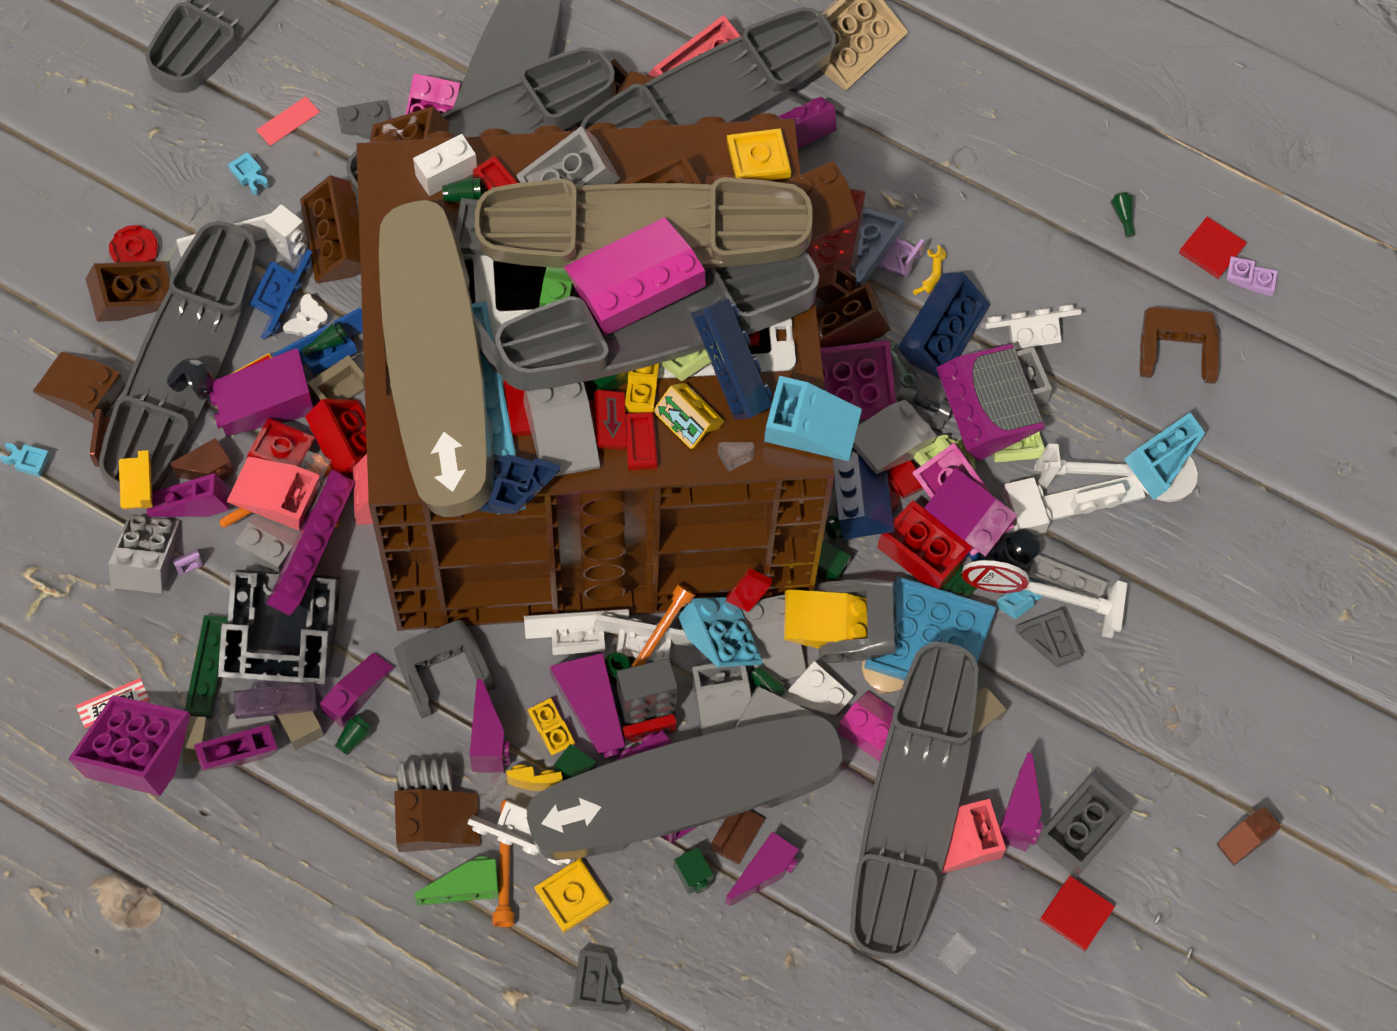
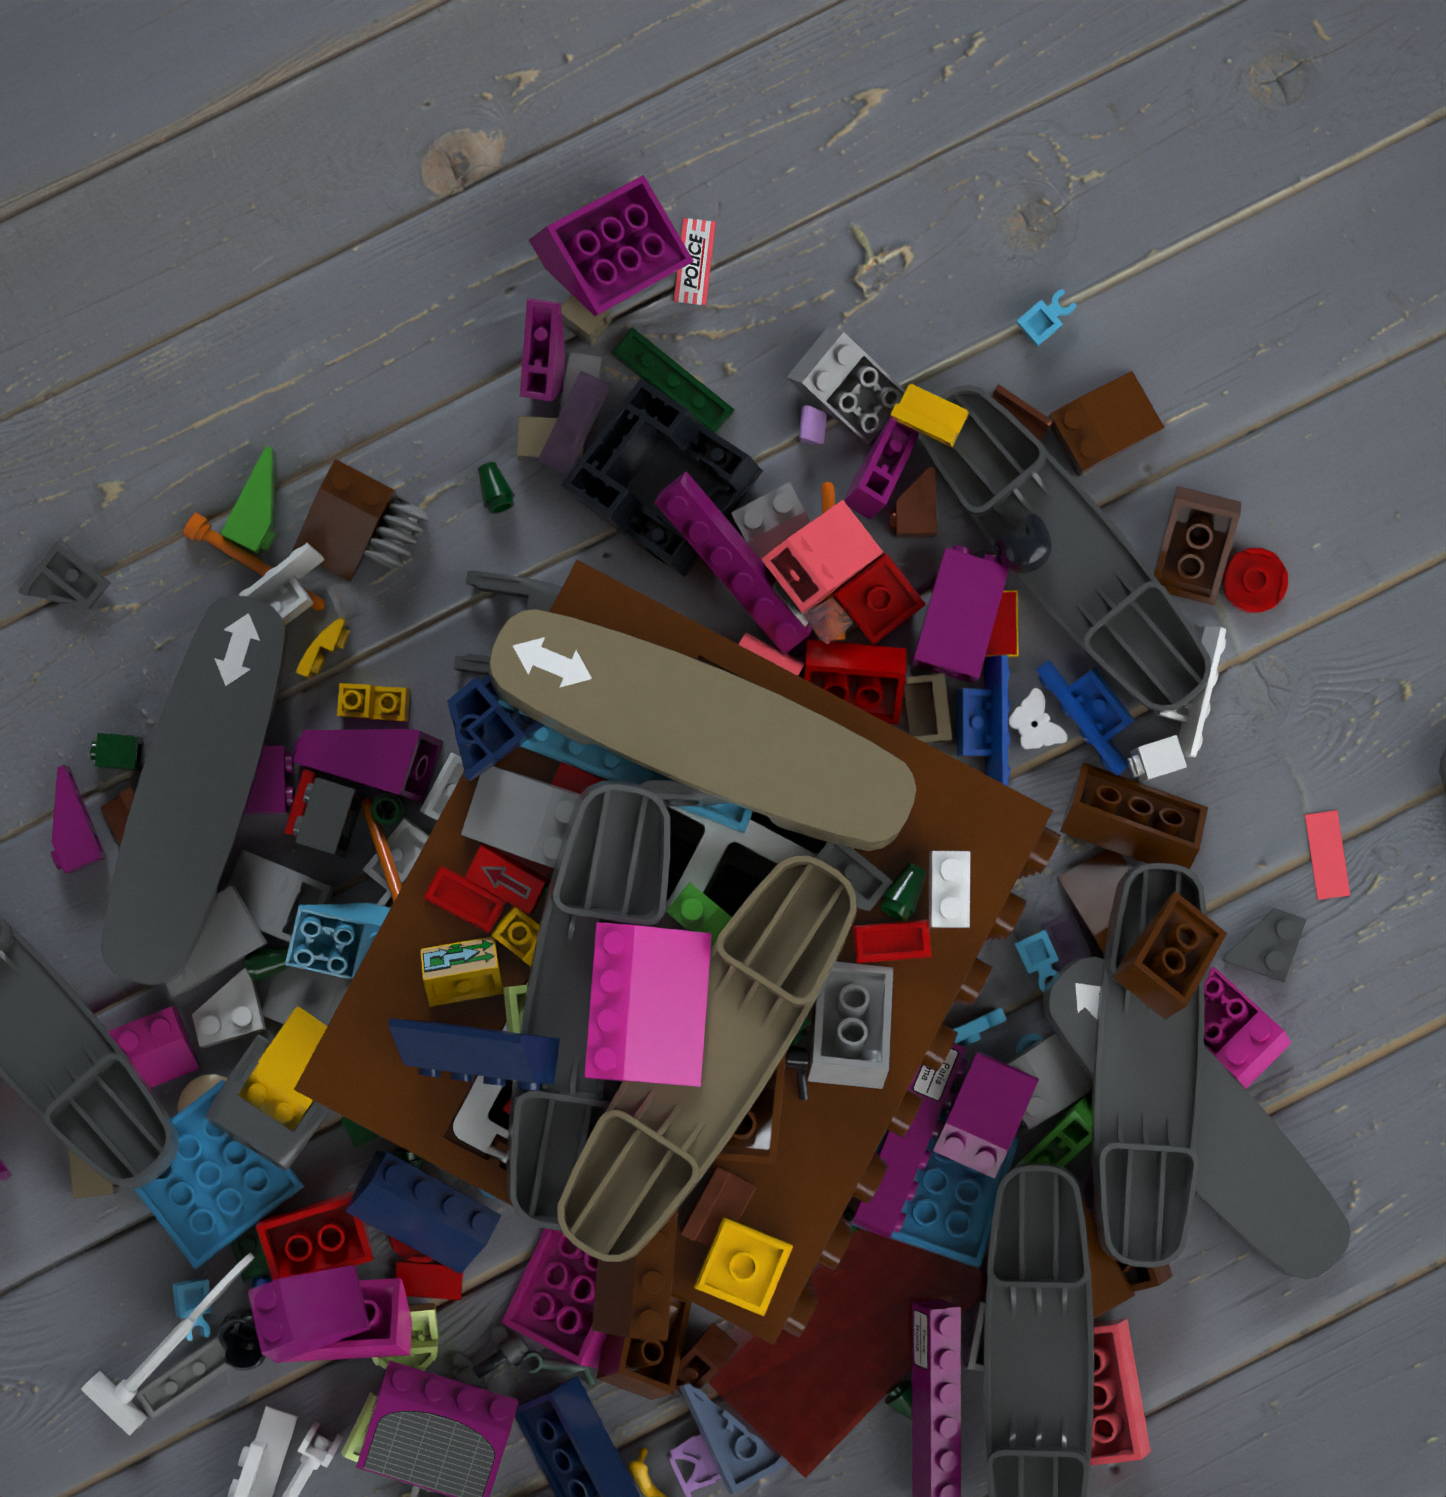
camera: 120 degrees right, 20 degrees up
(248, 171) = (1280, 765): medium azure plate -> none
(330, 337) = (987, 730): dark green cone -> none
(355, 689) = (545, 522): magenta slope -> none
(488, 746) = (391, 623): magenta slope -> none
(571, 895) = (173, 610): yellow tile -> none
(573, 763) = (308, 699): dark green brick -> none
(735, 453) = (376, 990): clear slope -> none
(811, 420) = (362, 1101): medium azure slope -> none
(892, 437) = (465, 1287): light grey slope -> none
(1026, 500) = (293, 1389): white brick -> none
(1051, 638) = (128, 1310): dark grey wing -> none

